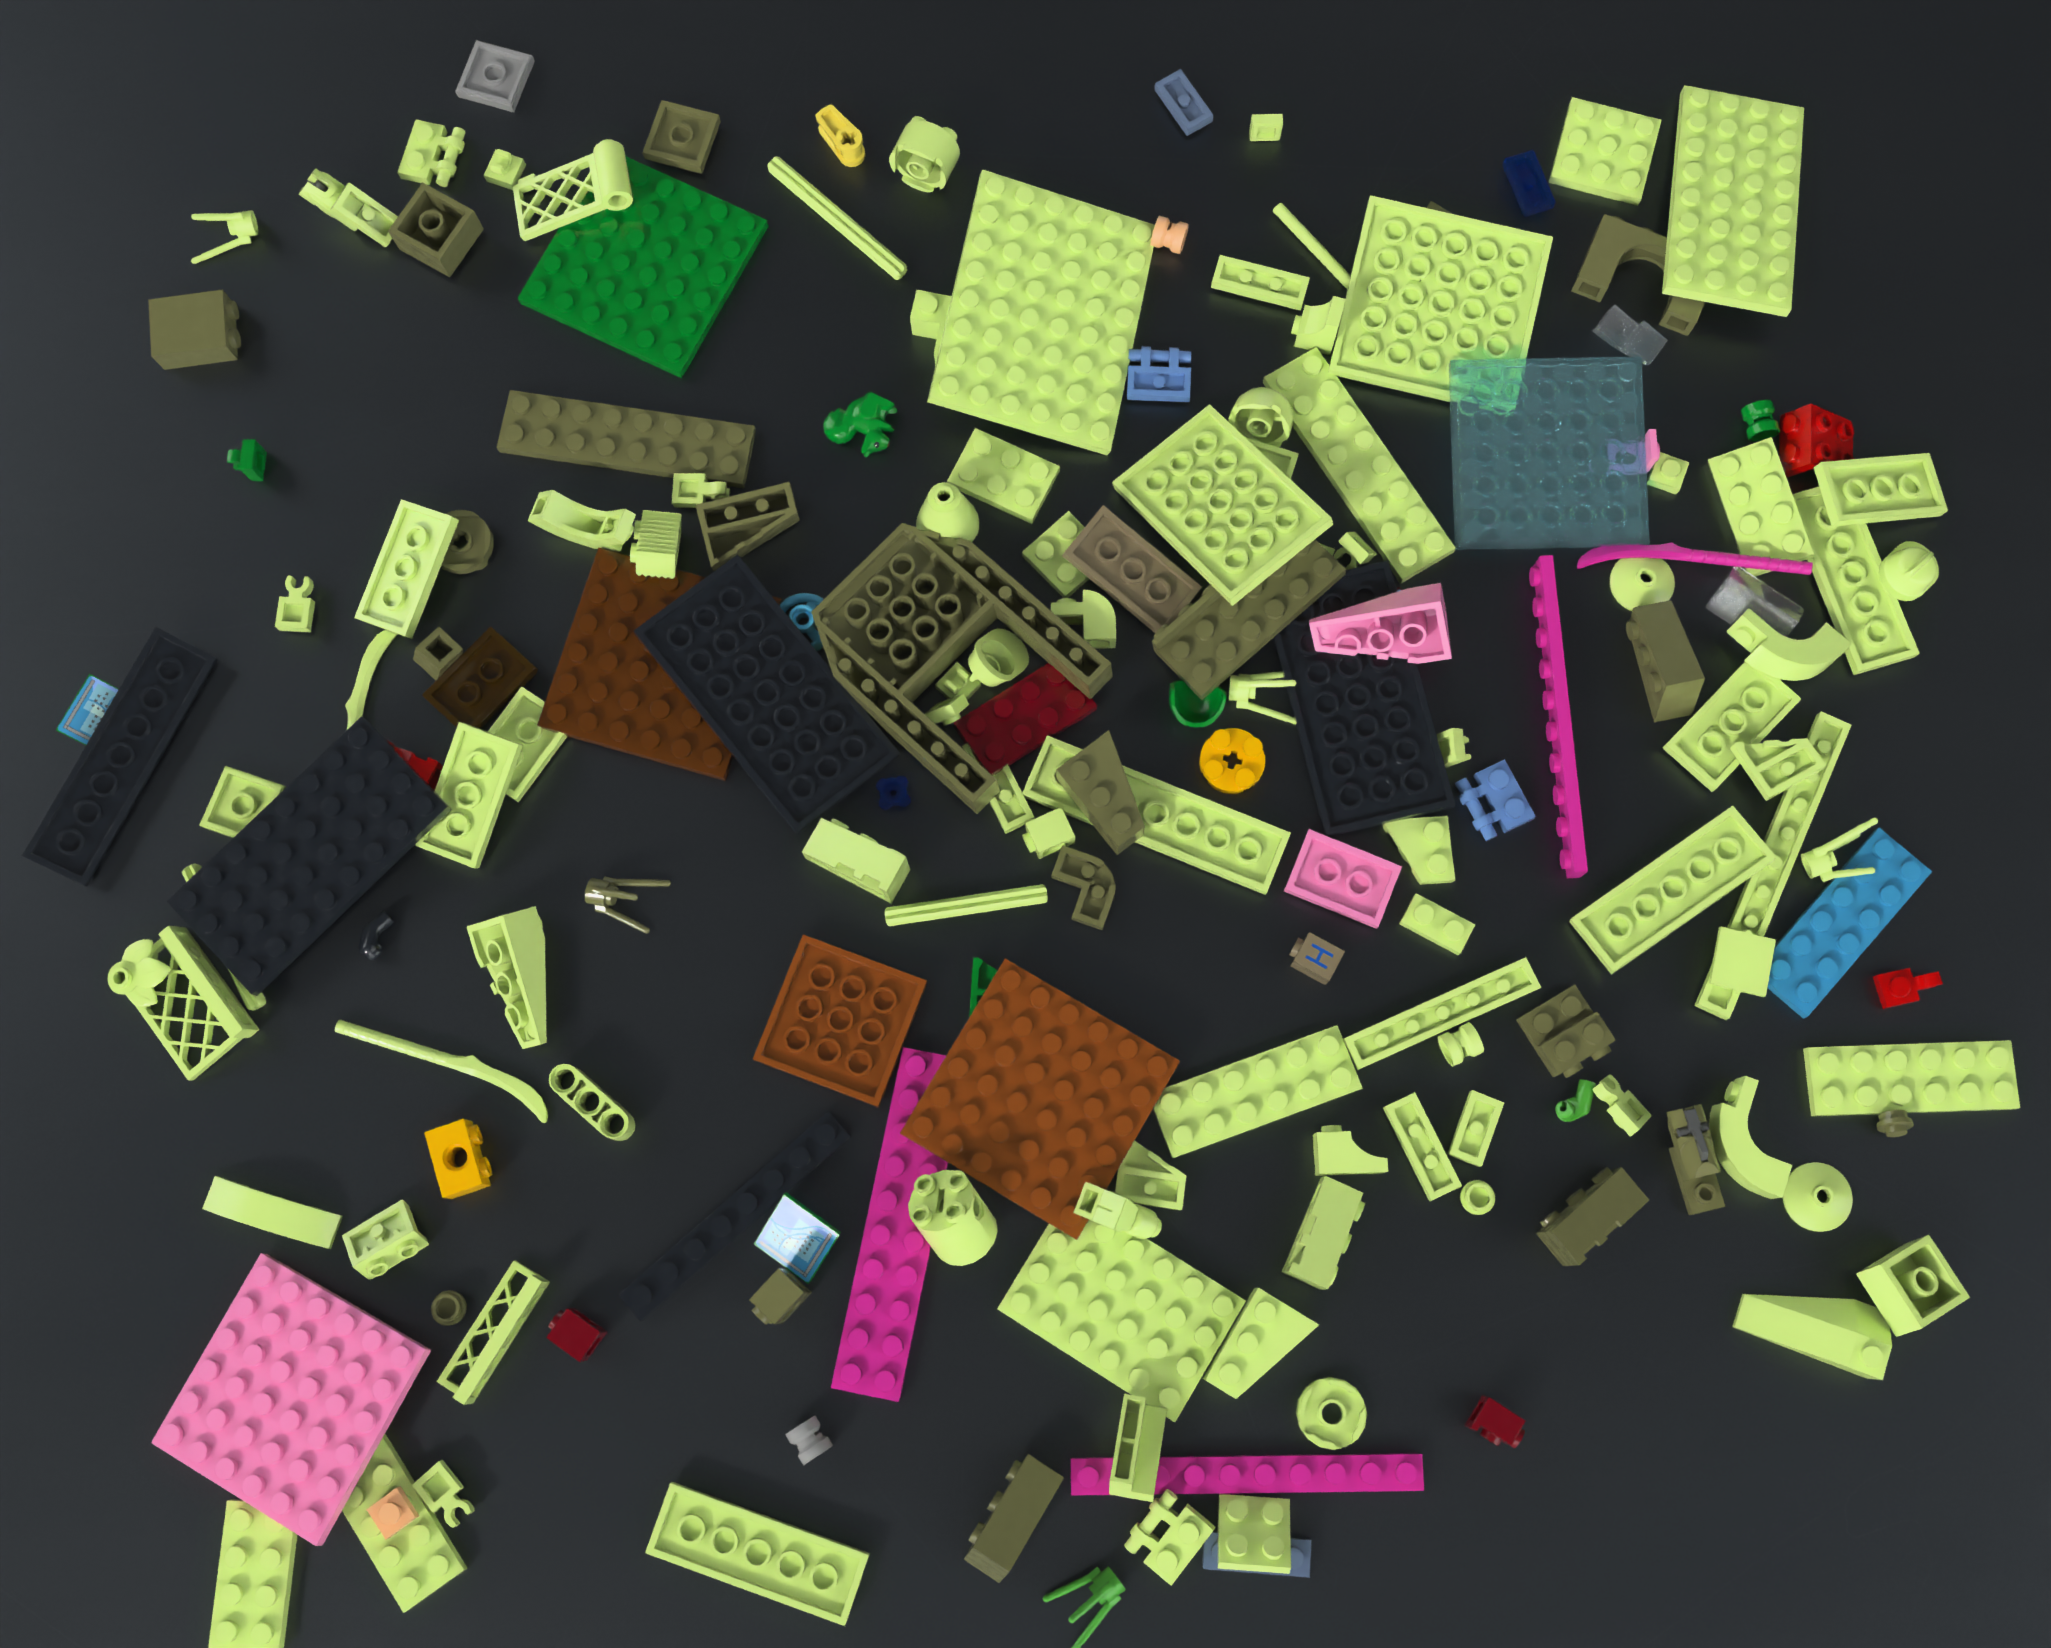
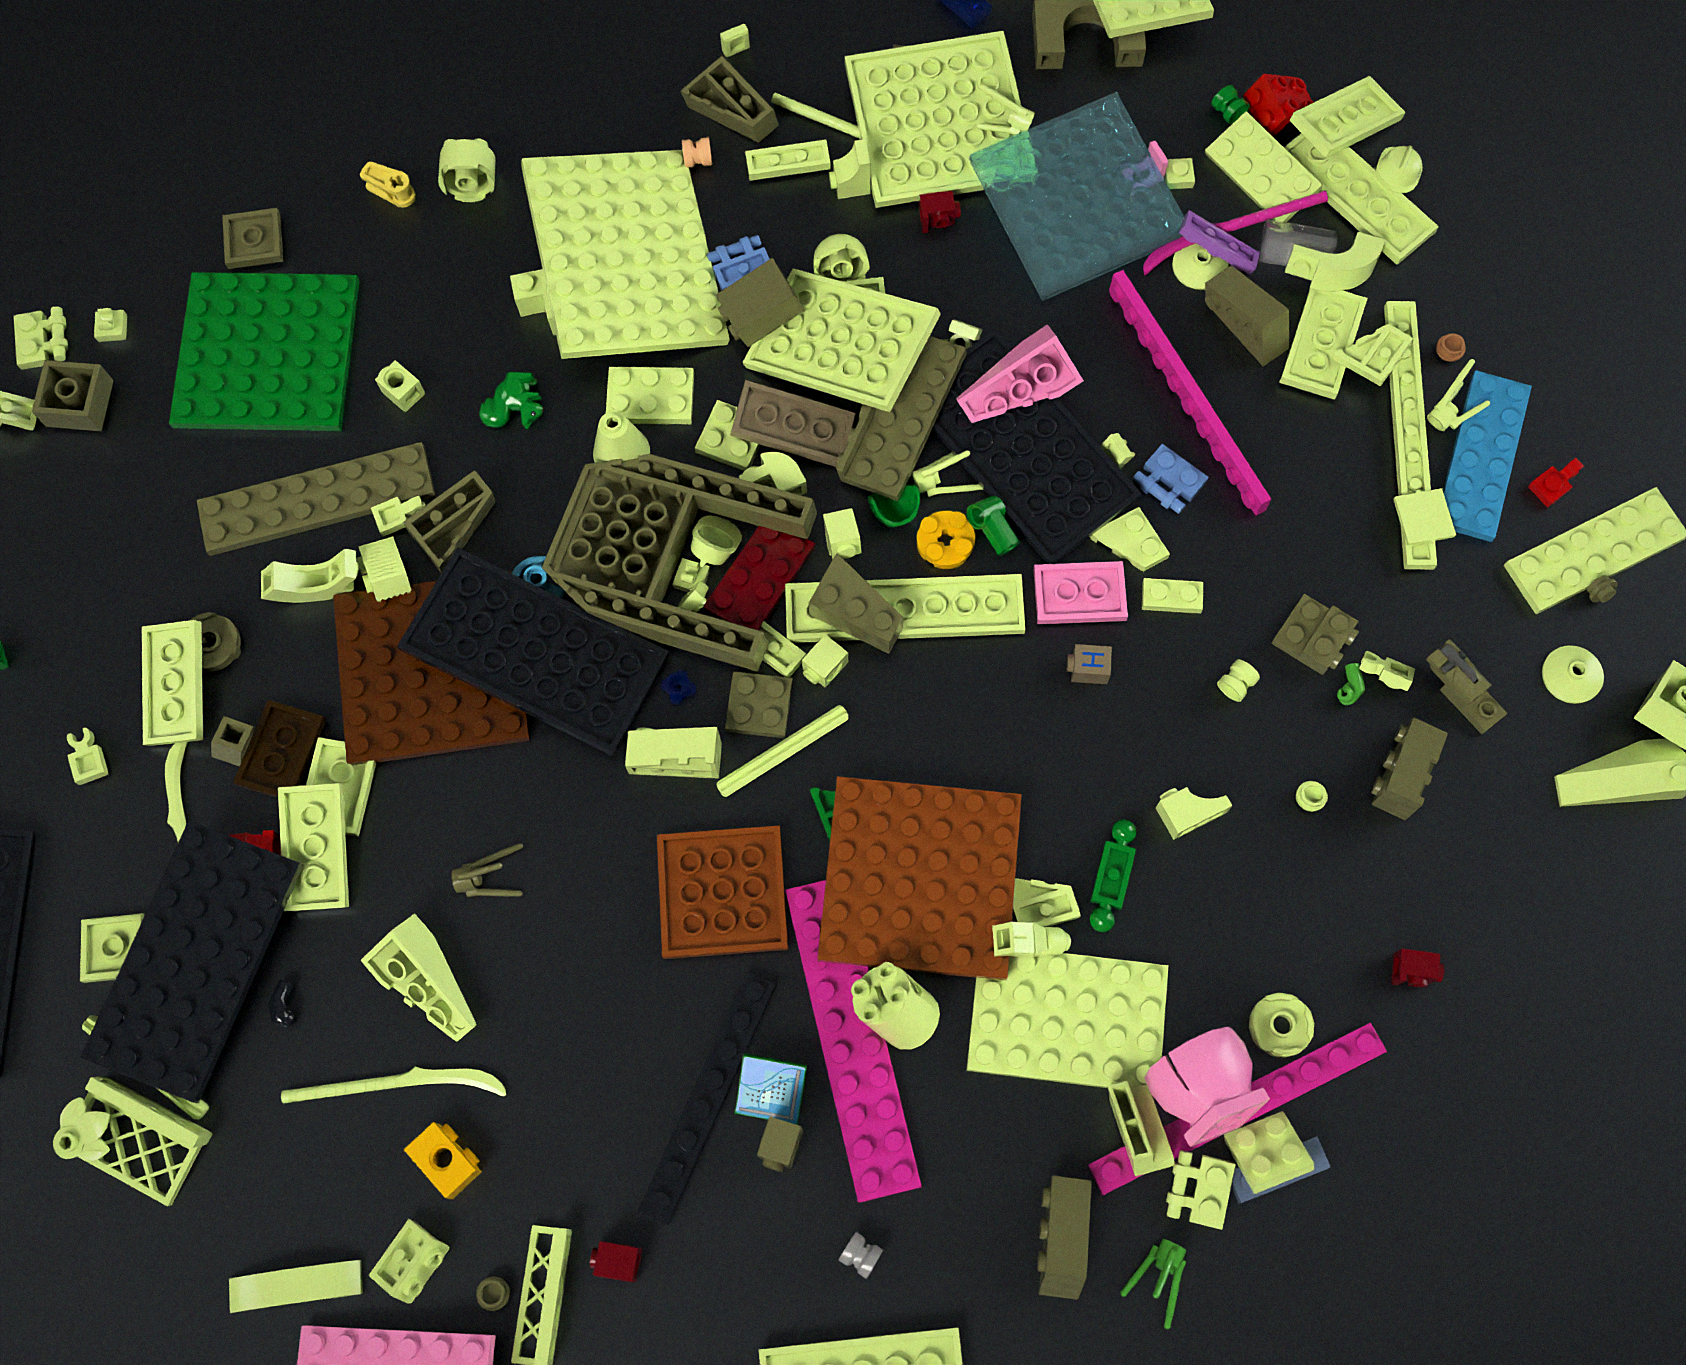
camera: 25 degrees left, 5 degrees down
(495, 76) = (67, 254): light grey tile -> none
(580, 1091) = (528, 1047): yellowish green beam -> none
(606, 174) = (210, 299): yellowish green piece -> none
(758, 369) = (404, 395): none -> yellowish green brick
(837, 218) = (415, 250): yellowish green axle -> none
(964, 847) = (759, 705): none -> olive plate
(1095, 883) = (876, 681): olive plate -> none
(1124, 712) = (842, 534): none -> yellowish green arch
(1156, 427) = (758, 303): none -> olive brick
(1183, 102) = (659, 48): sand blue plate -> none
(1224, 1444) = (1209, 1084): none -> bright pink plate
(1229, 193) = (730, 101): none -> olive wedge
(1234, 1184) = (1113, 875): none -> green plate
(1255, 1091) = (1092, 794): yellowish green plate -> none
(1256, 1342) = (1194, 992): yellowish green wedge -> none
(1286, 758) = (989, 517): none -> green piece
(1324, 1233) = (1204, 881): yellowish green wedge -> none
(1360, 466) = (937, 268): yellowish green plate -> none
(1391, 405) = (938, 210): none -> dark red brick
(1422, 1147) = (1248, 775): yellowish green plate -> none
(1441, 1013) = (1210, 664): yellowish green plate -> none
(1475, 1128) = (1283, 741): yellowish green plate -> none
(1524, 341) = (1019, 118): none -> yellowish green plant
(1628, 336) = (1097, 84): clear slope -> none
(1671, 570) = (1219, 243): none -> medium lavender plate
(1672, 889) = (1342, 486): yellowish green plate -> none
(1737, 1150) = (1500, 668): yellowish green arch -> none
(1865, 791) = (1451, 347): none -> medium nougat plate

